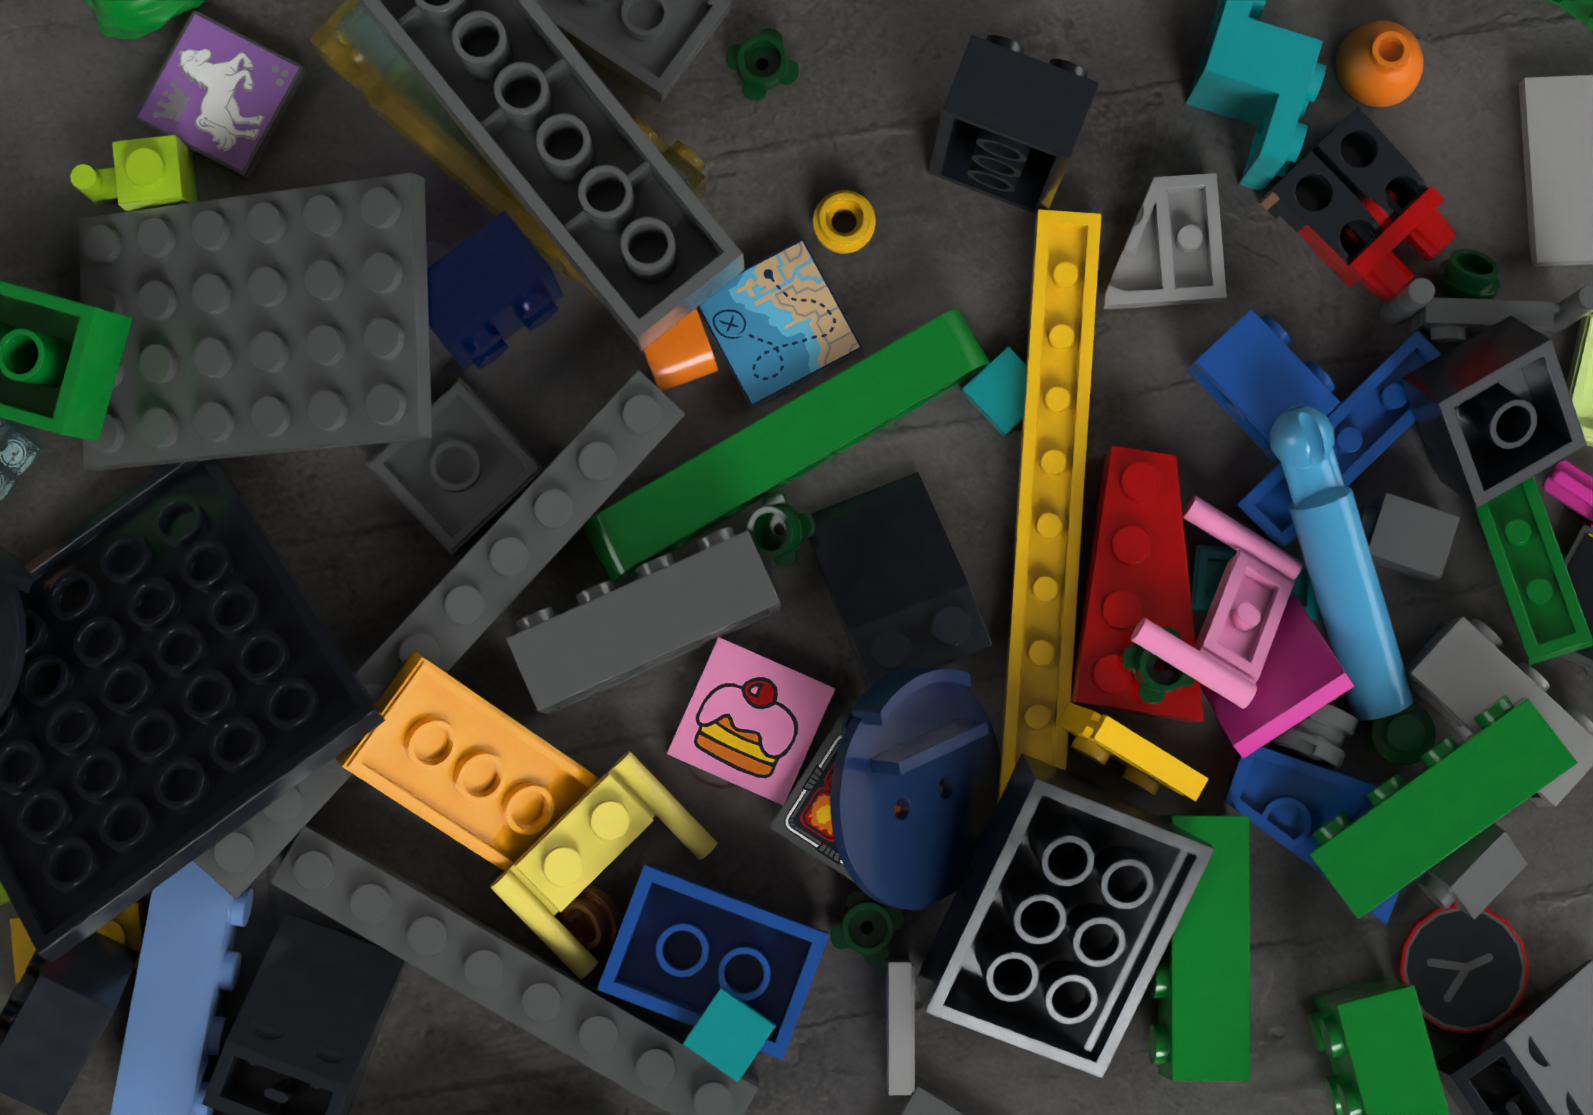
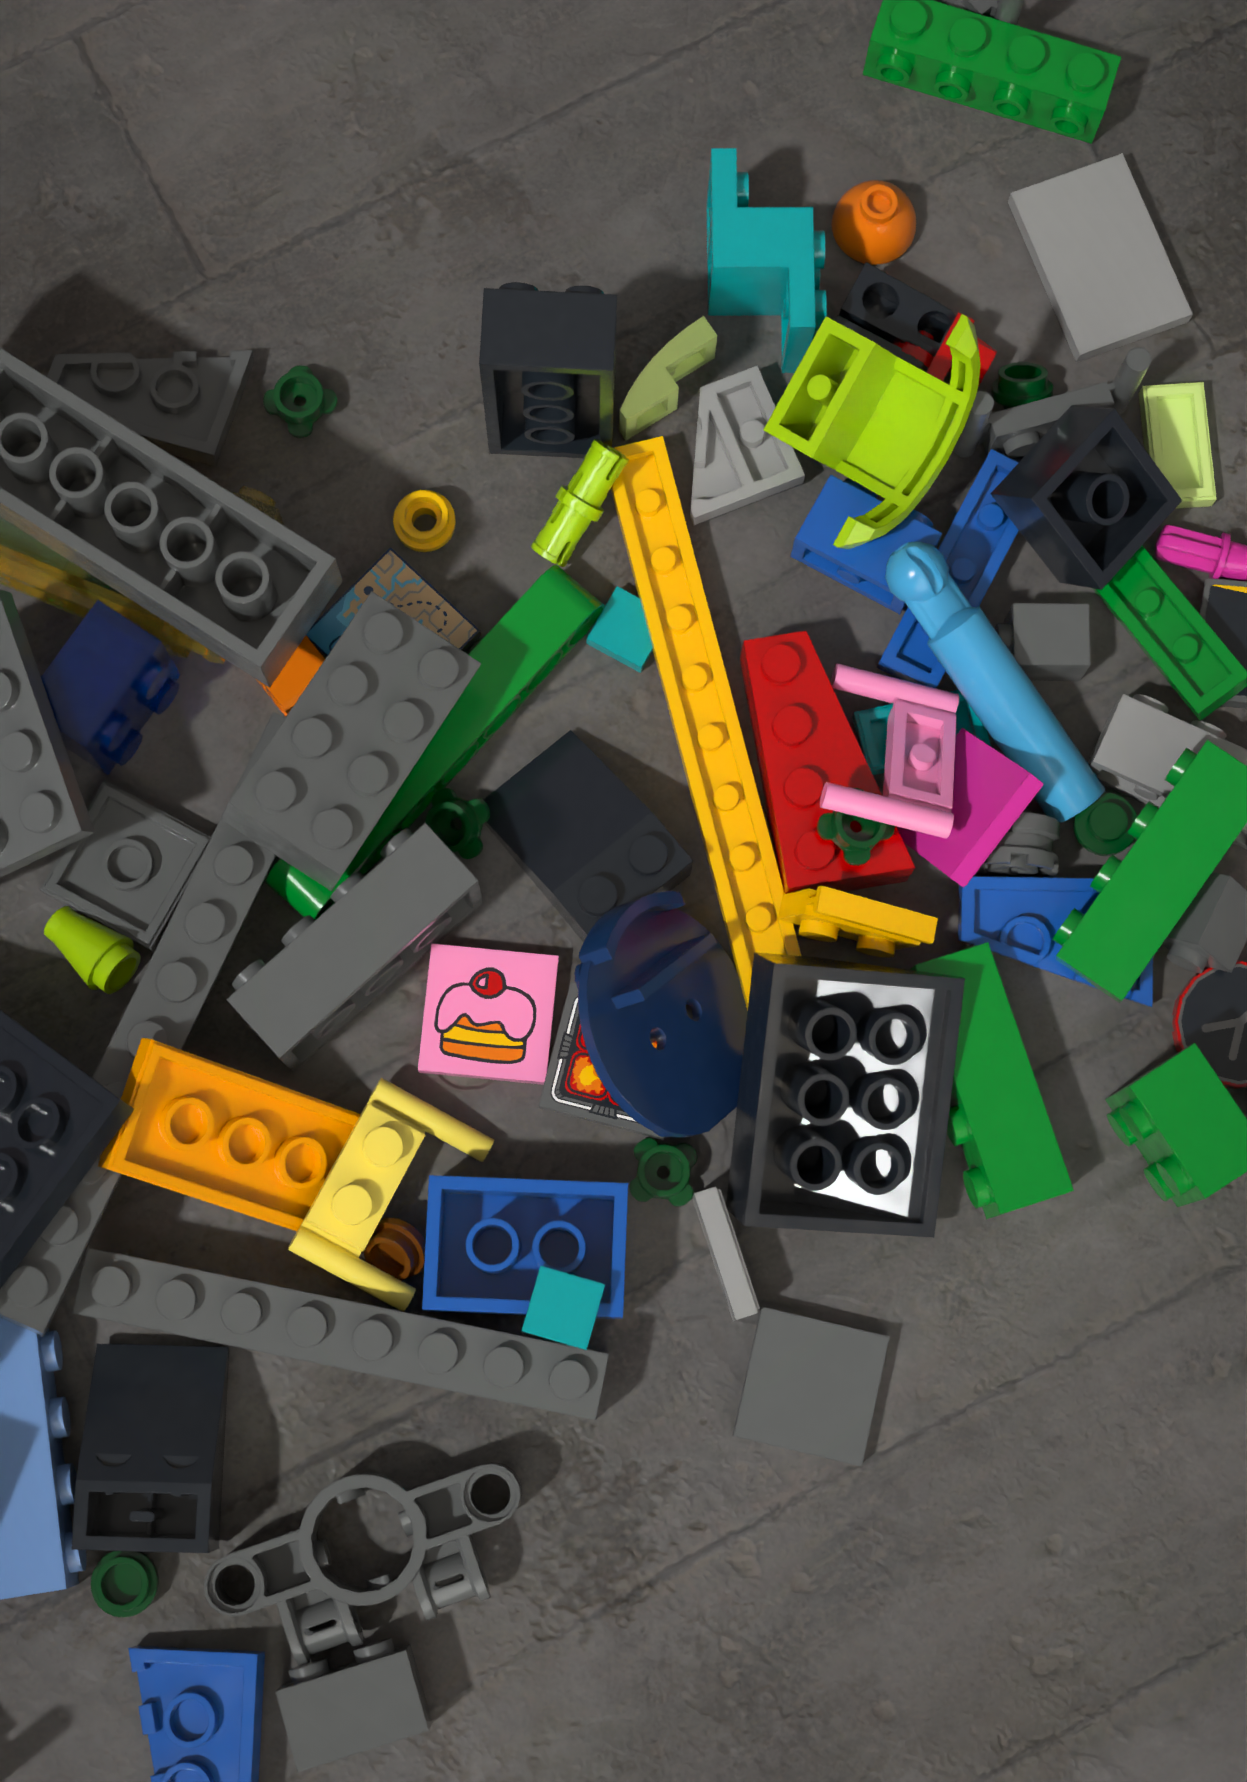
camera: 20 degrees left, 5 degrees down
(398, 539) = (95, 951): none -> lime cone
(703, 427) = (350, 741): none -> dark grey brick
(999, 255) = (579, 503): none -> lime pin
(1110, 165) = (655, 388): none -> yellowish green slope
(1314, 273) = (877, 419): none -> lime piece

